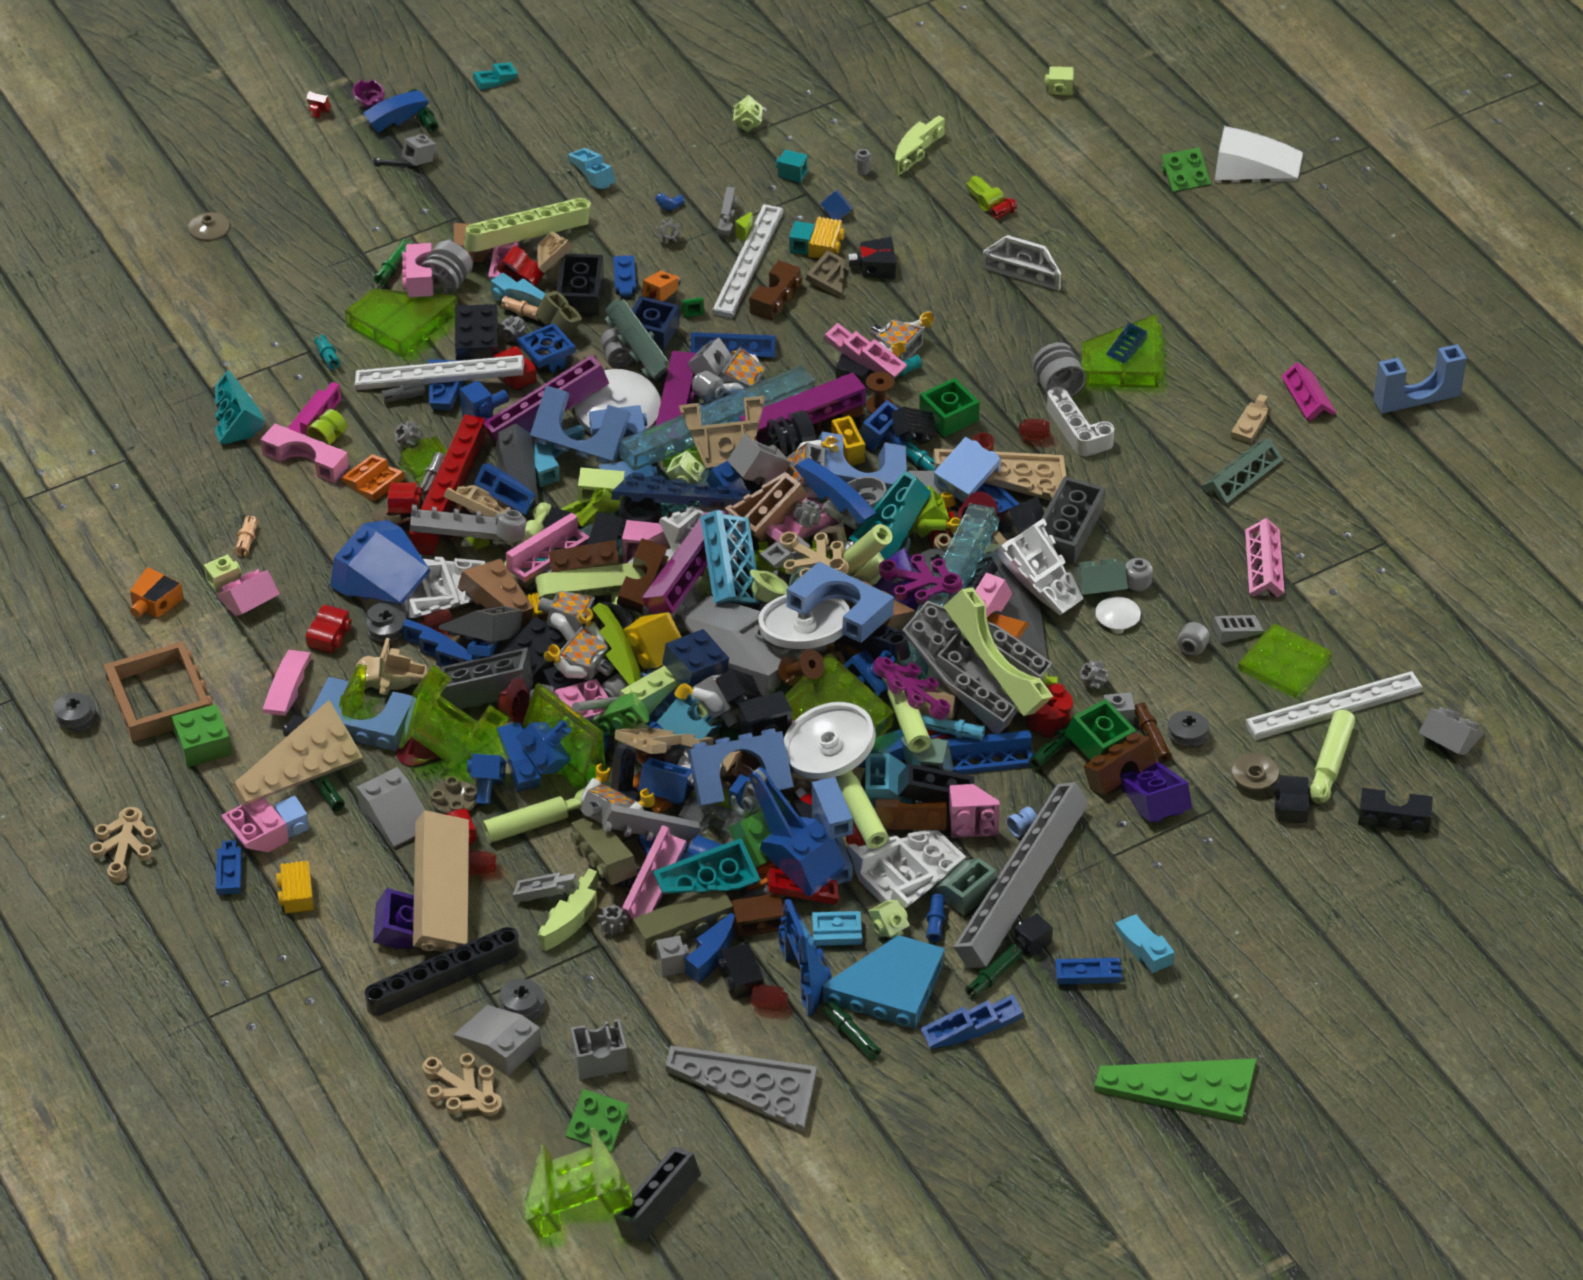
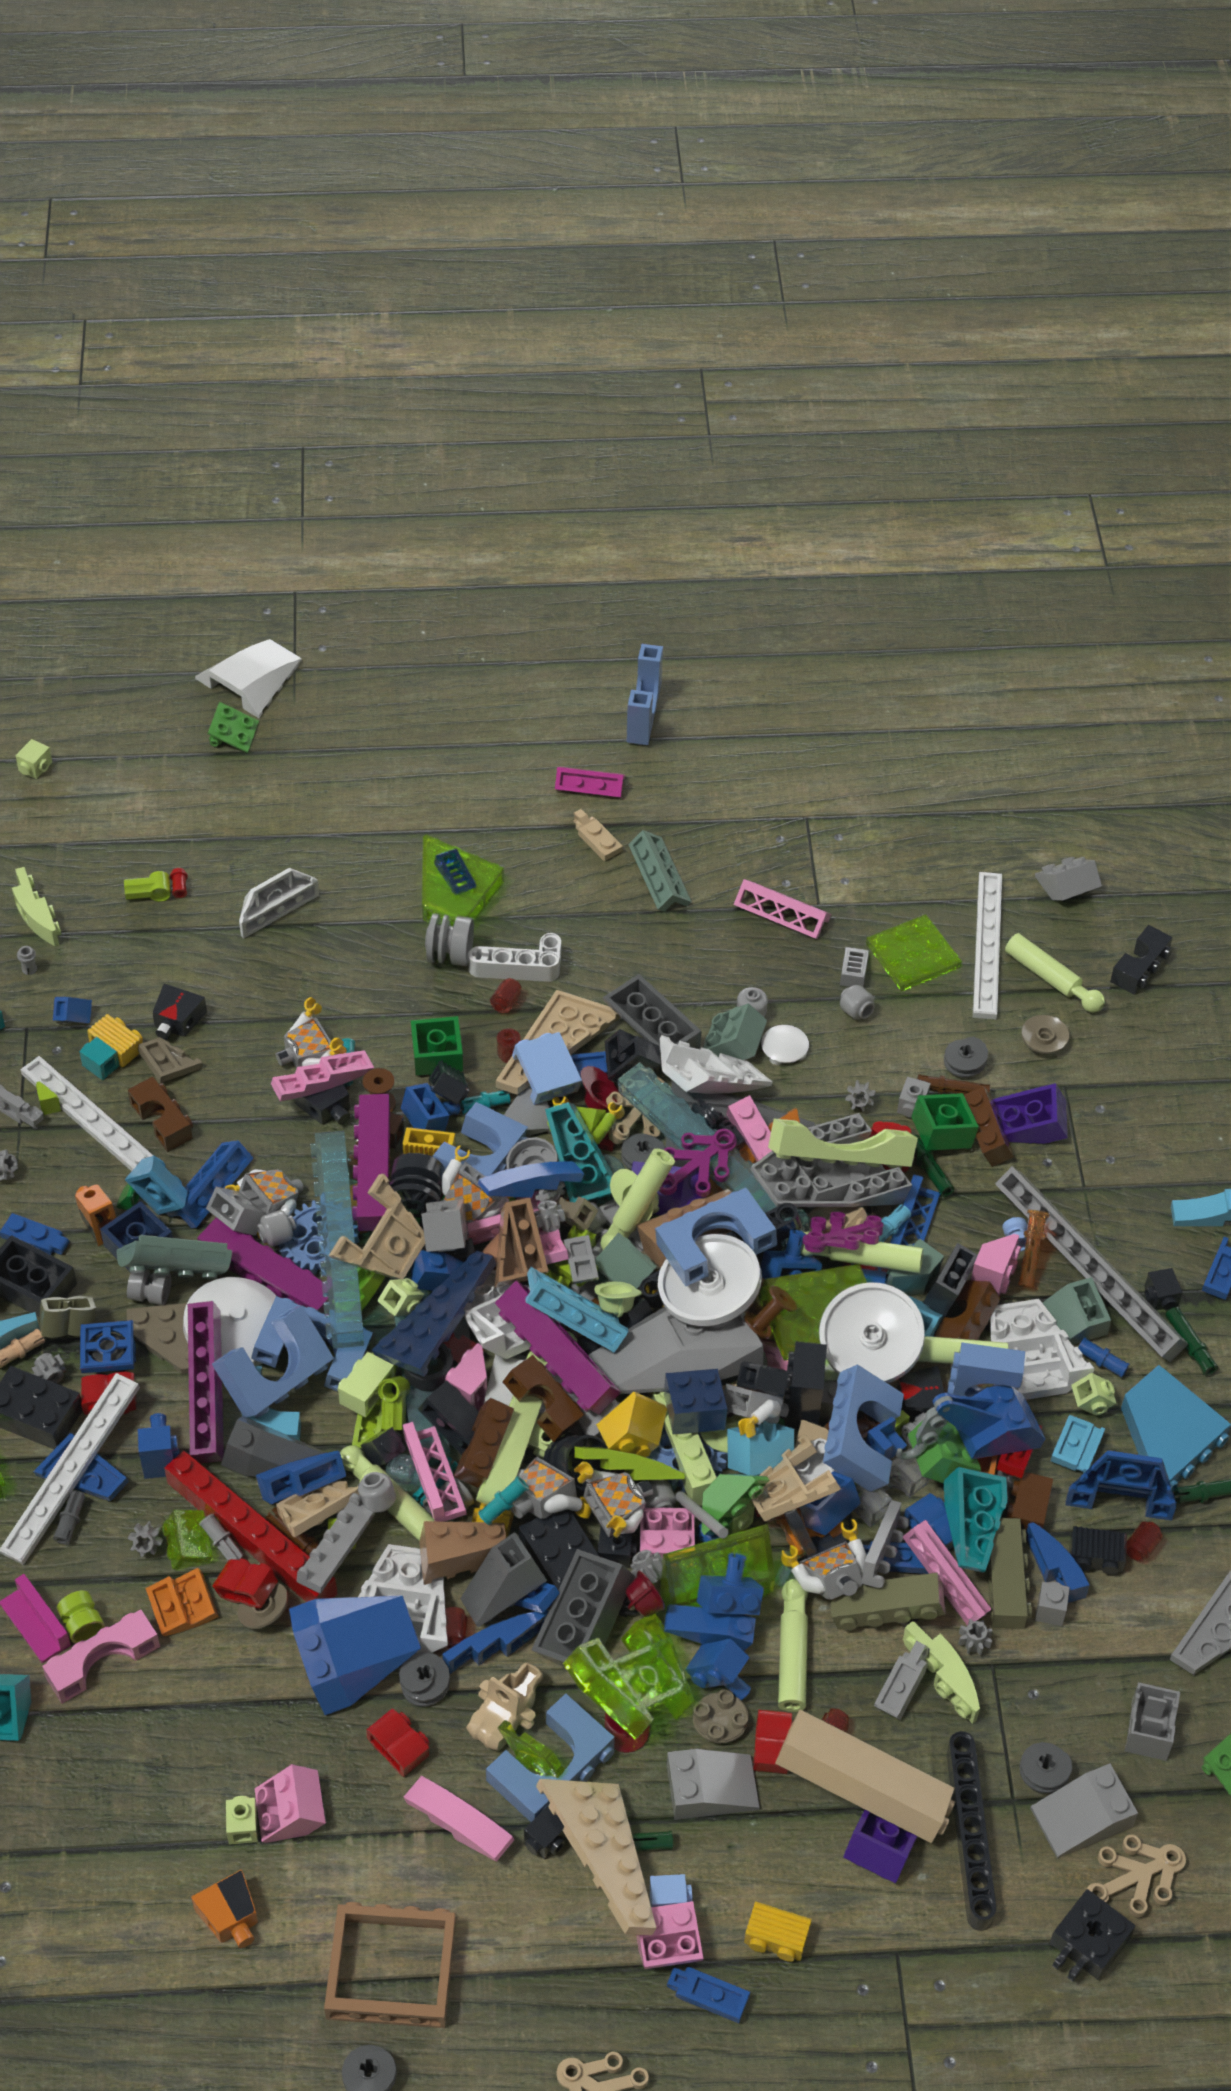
camera: 65 degrees left, 5 degrees up
(201, 735) = (492, 1942): bright green brick -> none
(246, 536) = (191, 1771): light nougat pin -> none
(389, 1069) = (1091, 1953): none -> black hinge
(539, 588) = (503, 1500): none -> teal pin
(702, 309) = (157, 1185): none -> dark azure slope
(790, 541) = (618, 1234): tan plant -> none
(974, 569) = (710, 1115): none -> black bush
(1017, 823) = (1027, 1278): none -> clear orange pin
(1292, 798) = (1091, 1022): black brick -> none

